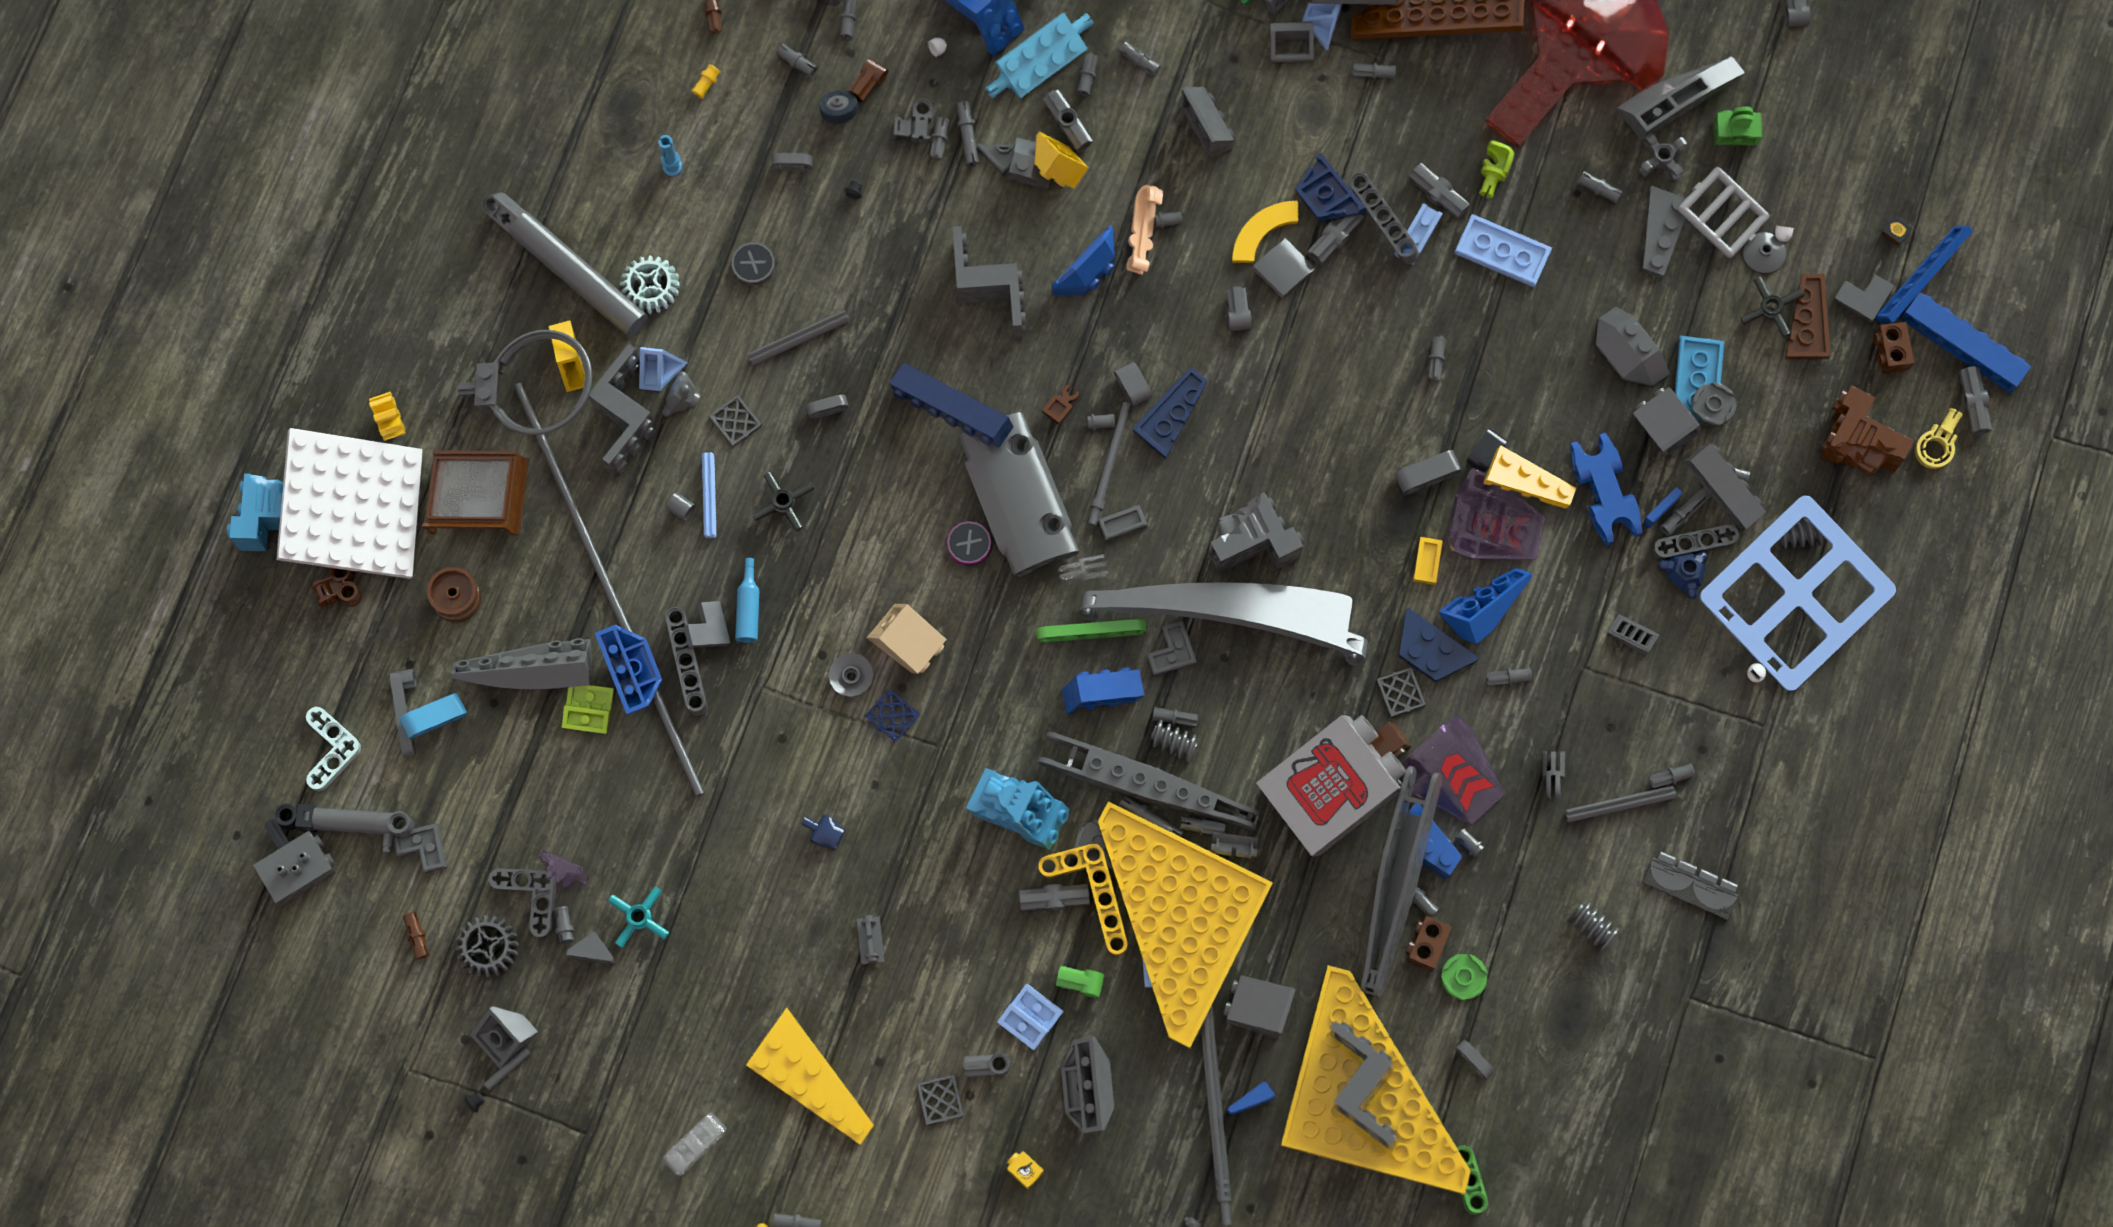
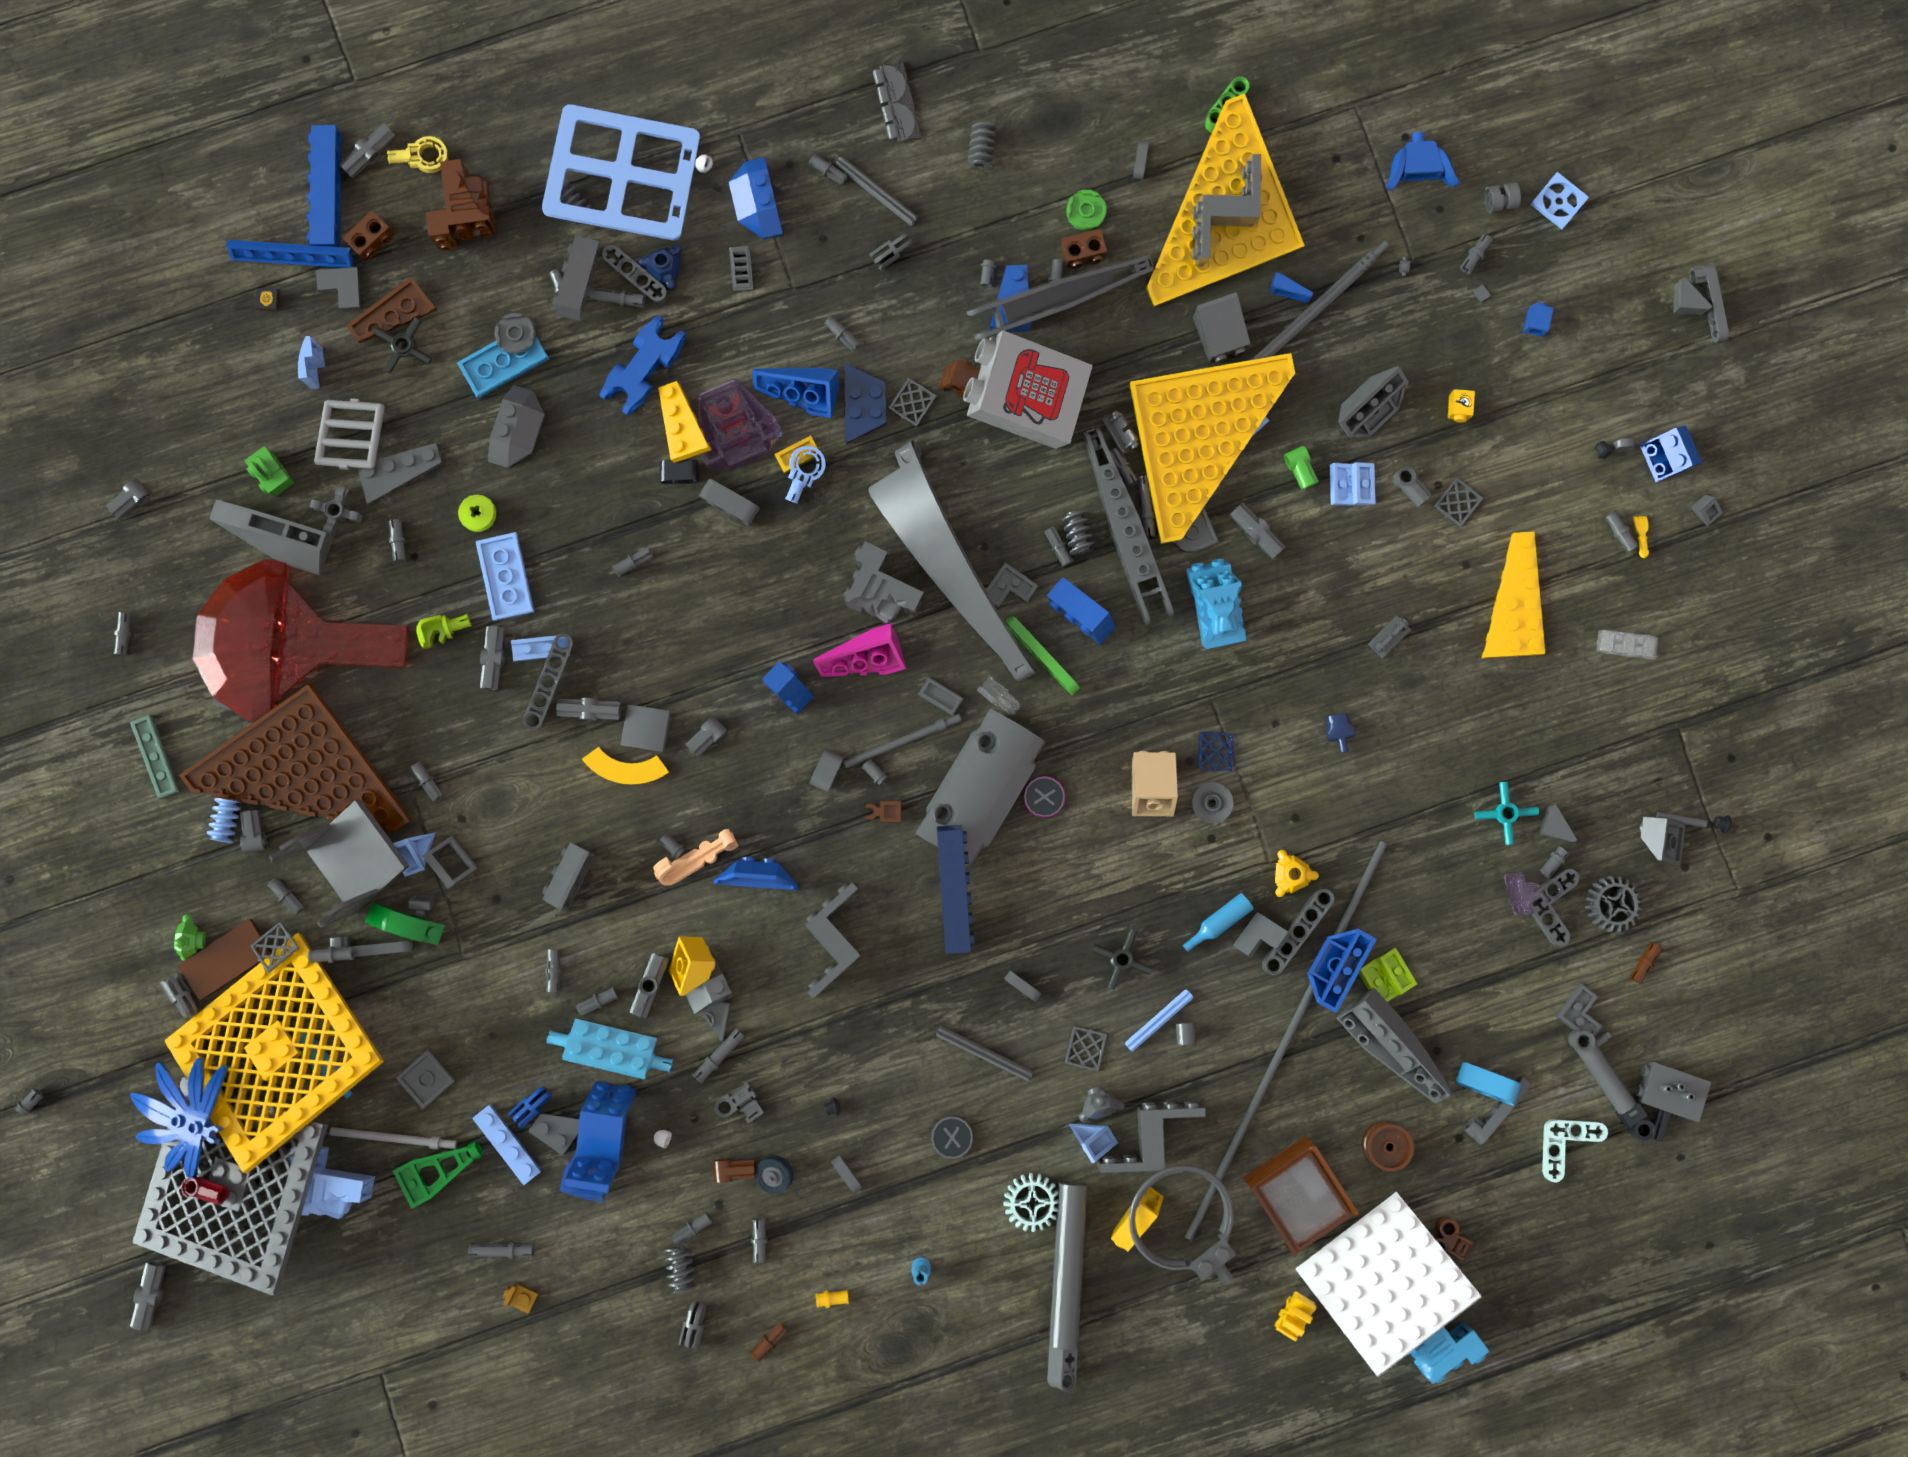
camera: 130 degrees left, 10 degrees up
(737, 695) = (1292, 874): none -> yellow rock
(939, 138) = (739, 1074): dark grey axle -> none
(1097, 889) = (1228, 502): yellow beam -> none
(1168, 416) = (833, 725): dark blue wing -> none
(1207, 492) = (867, 653): none -> dark pink wedge
(1229, 399) = (785, 684): none -> blue wedge
(1327, 193) = (559, 739): dark blue wing -> none
(1401, 541) = (797, 485): none -> light blue pin
(1467, 777) = (941, 321): clear purple wedge -> none
(1571, 273) = (472, 521): none -> lime piece
(1662, 508) = (626, 314): blue tile -> none
(1667, 421) = (557, 354): dark grey slope -> none
(1690, 694) = (755, 199): none -> blue wedge
(1760, 261) = (366, 390): dark grey dish -> none
(1783, 233) = (332, 379): white hinge -> none
(1810, 219) = (310, 359): none -> light blue slope

